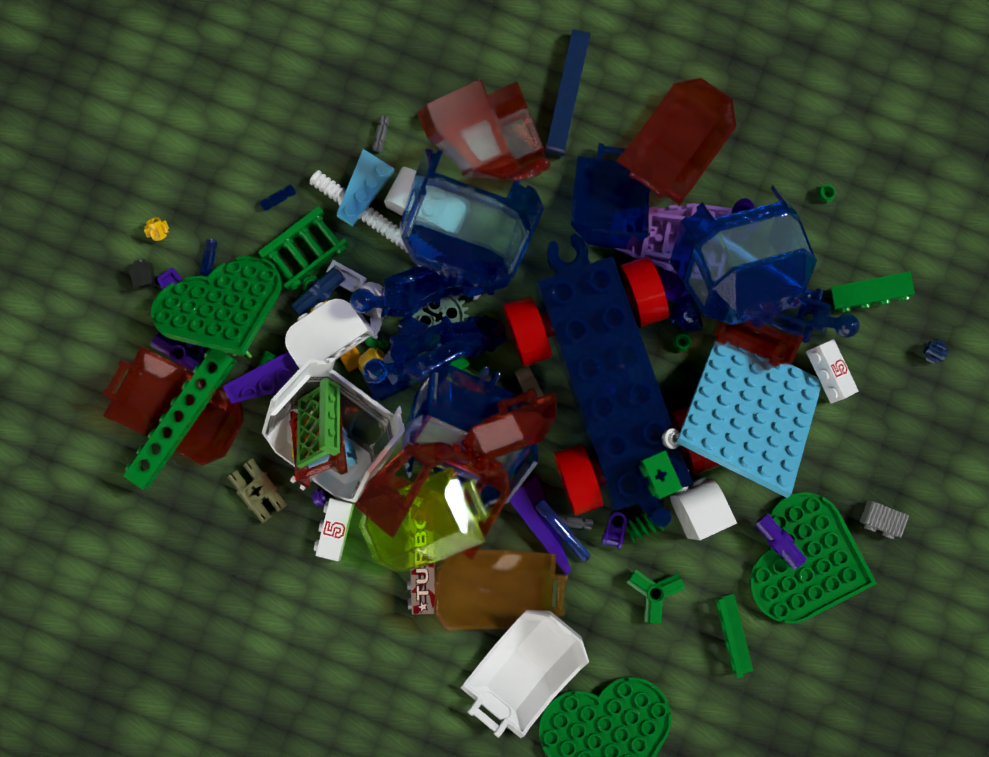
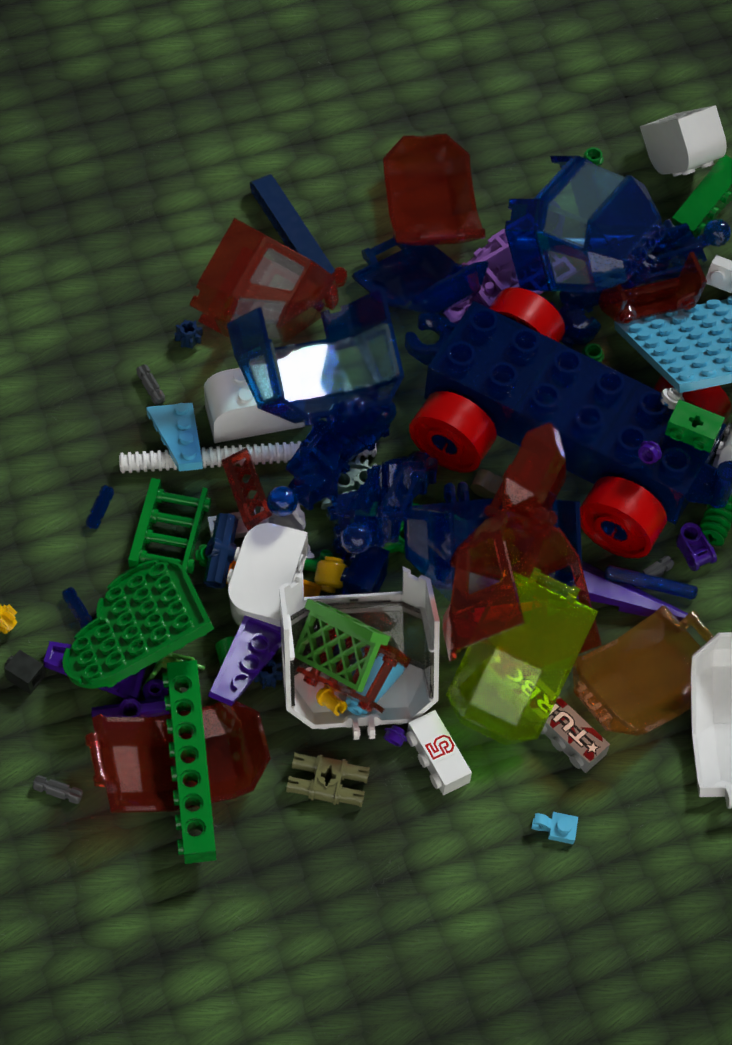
camera: 45 degrees left, 25 degrees down
(102, 364) = (57, 789): none -> dark grey axle
(365, 262) = (241, 490): none -> clear red fence
(365, 633) = (560, 826): none -> medium azure plate
(614, 467) = (649, 452): none -> dark purple plate
(893, 237) = (685, 141): none -> white brick

